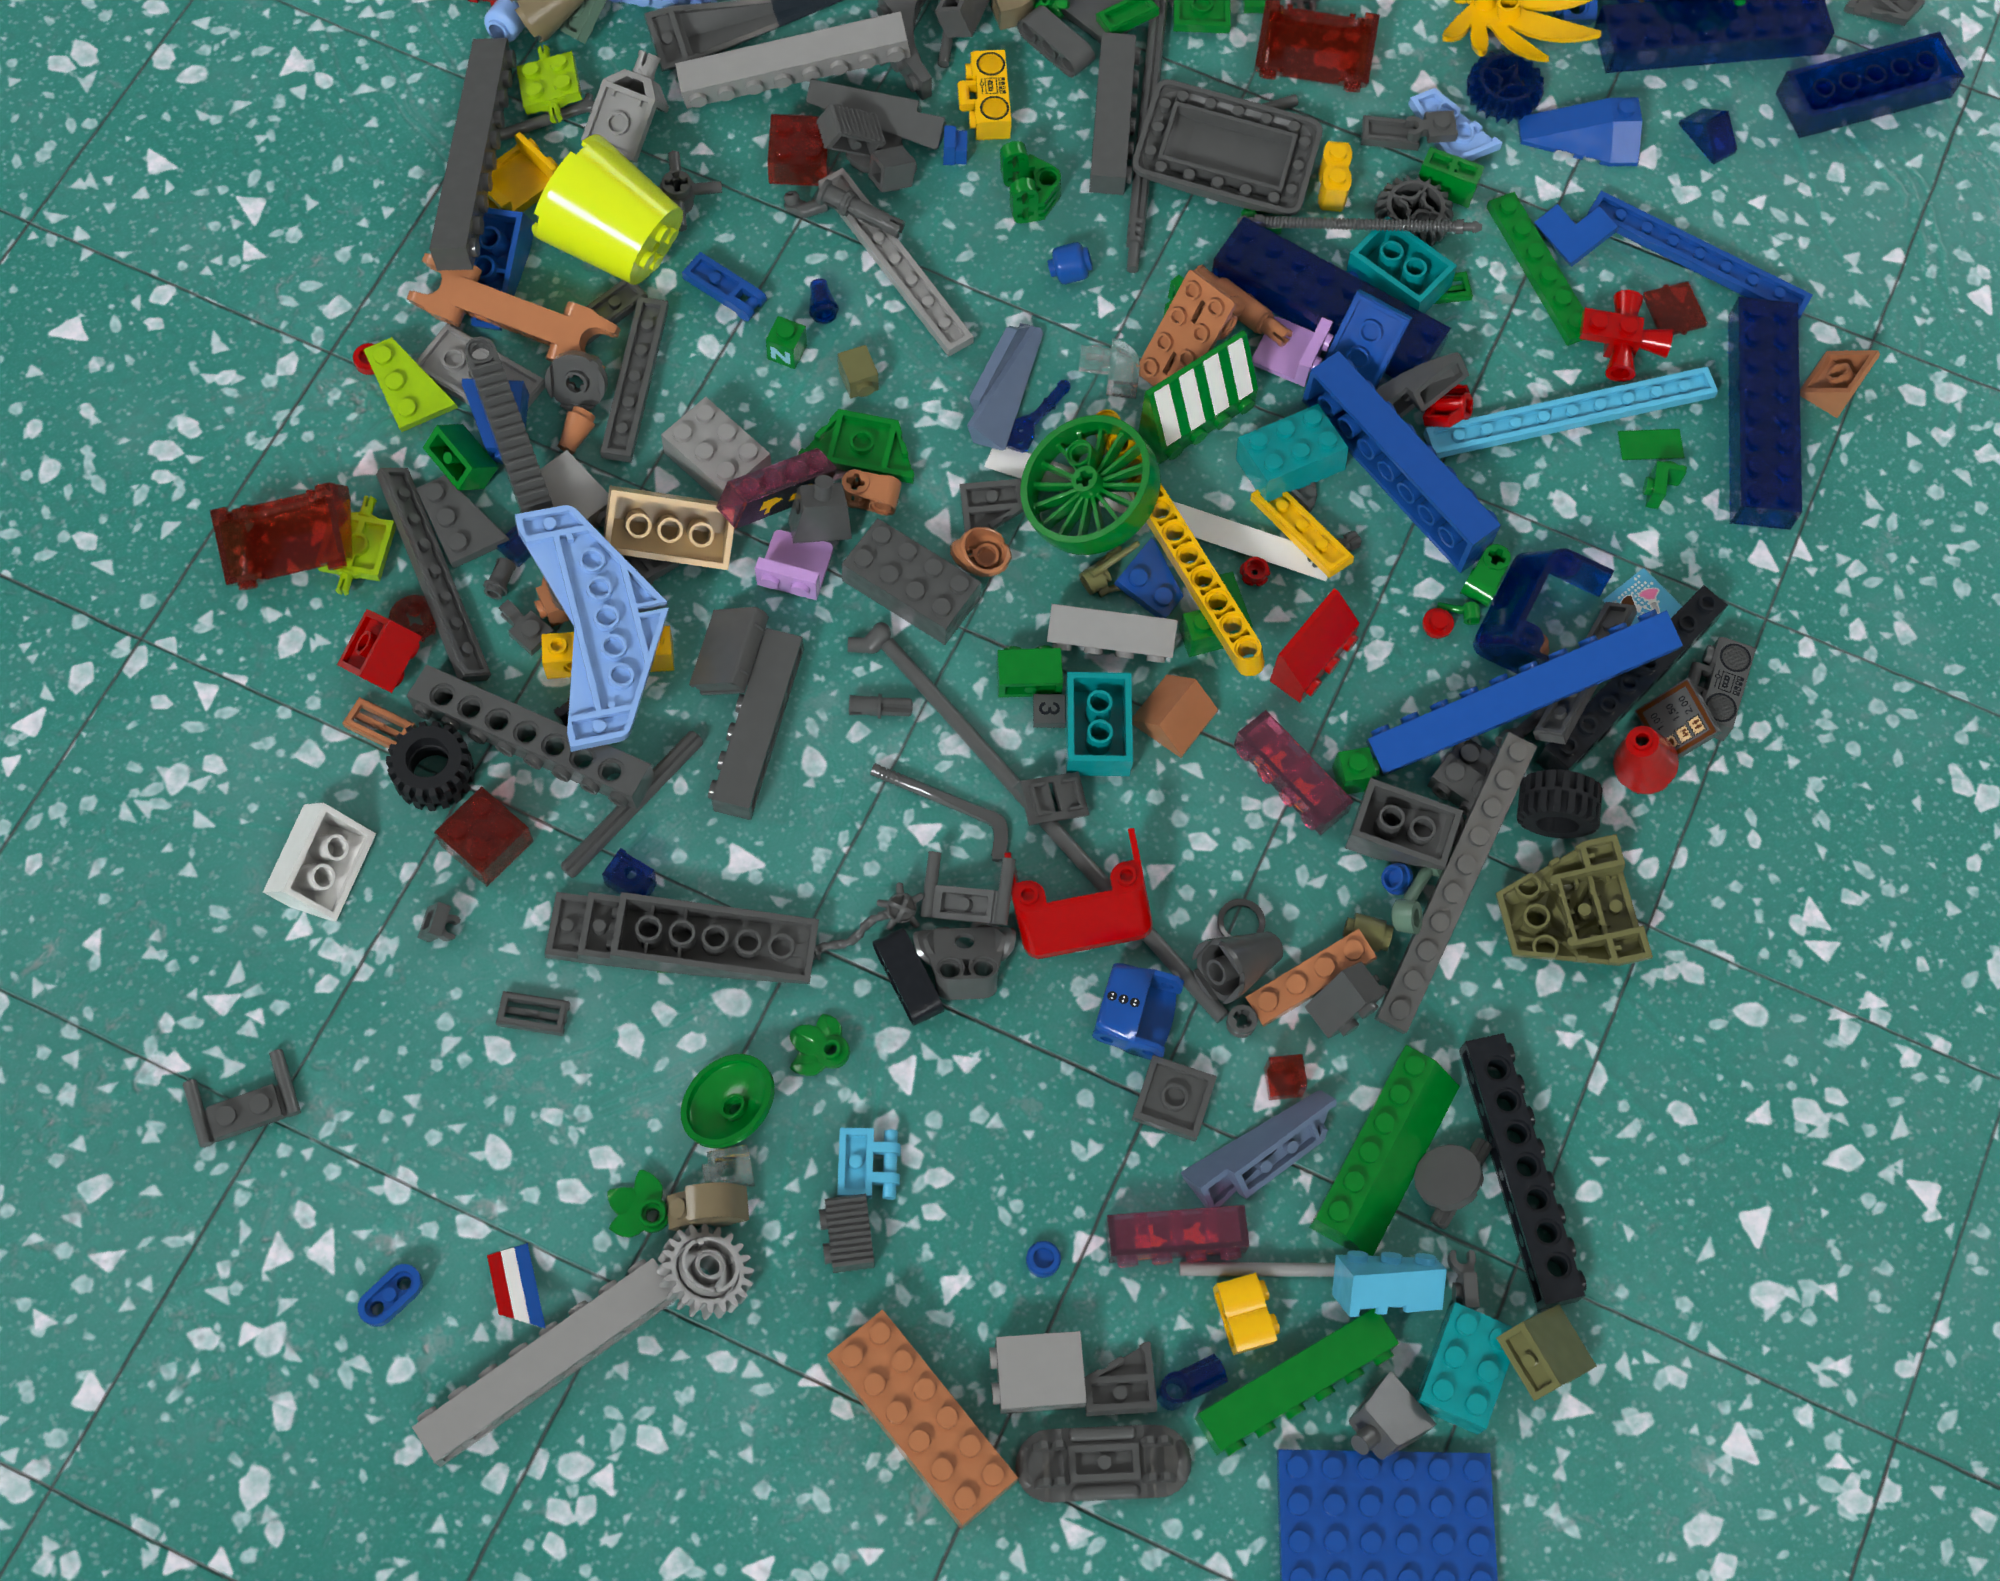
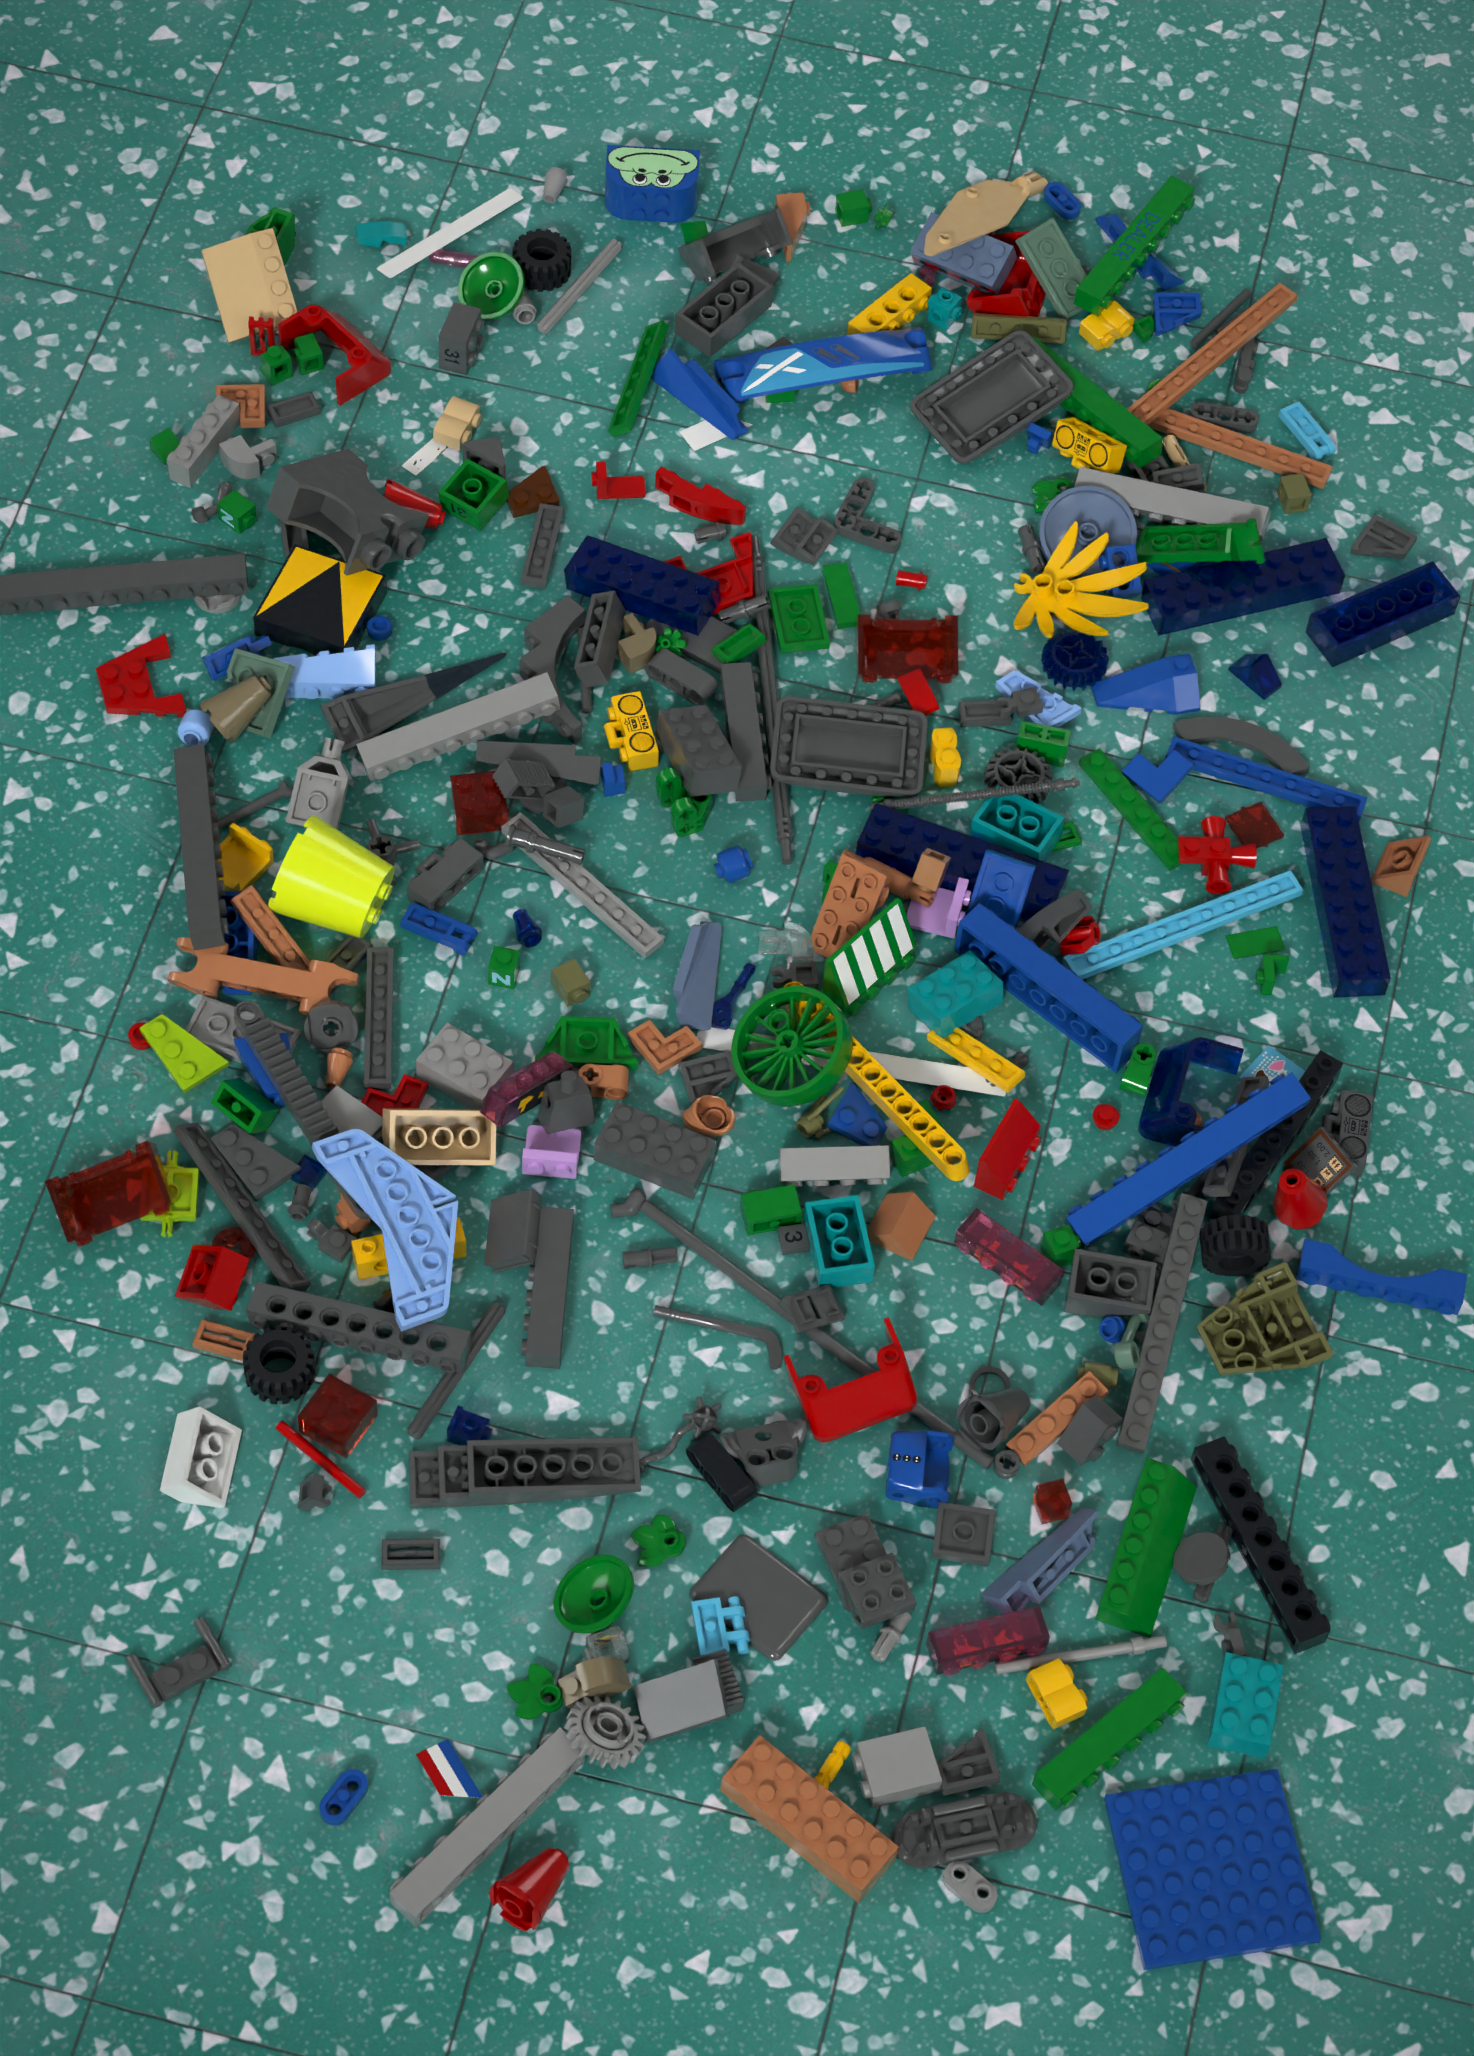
camera: 10 degrees left, 10 degrees down
(456, 883) = (323, 1461): none -> red bar
(530, 259) = (269, 930): none -> nougat tile
(549, 83) = (247, 777): lime plate -> none
(580, 1447) = (530, 1889): none -> red cone
(647, 474) = (407, 1096): none -> red tile
(743, 229) = (446, 876): none -> dark grey piece
(802, 1249) = (681, 1701): none -> tile
(936, 1128) = (774, 1596): none -> dark grey piece
(948, 468) = (664, 1052): none -> nougat plate
(962, 1356) = (833, 1764): none -> yellow axle
(967, 903) = (761, 1403): dark grey plate -> none
(1043, 1259) = (881, 1680): blue tile -> none
(1048, 1127) = (865, 1575): none -> dark grey piece
(1055, 127) = (698, 750): none -> dark grey brick
(1063, 1207) = (889, 1637): none -> light grey axle
(1095, 1534) = (967, 1887): none -> light grey plate
(1121, 400) = (798, 972): none -> dark grey plate
(1193, 1381) = (1024, 1754): clear blue piece -> none
(1291, 304) = (931, 870): none -> medium nougat brick
(1319, 97) = (918, 692): none -> red slope
(1388, 1282) = (1169, 1646): medium azure wedge -> none
(1388, 1419) = (1191, 1754): dark grey torso -> none
(1470, 611) = (1130, 1102): green hand -> none
(1546, 1352) = (1306, 1677): olive panel -> none
(1662, 843) = (1326, 1266): none -> blue arch
(1683, 201) = (1244, 735): none -> dark grey tile

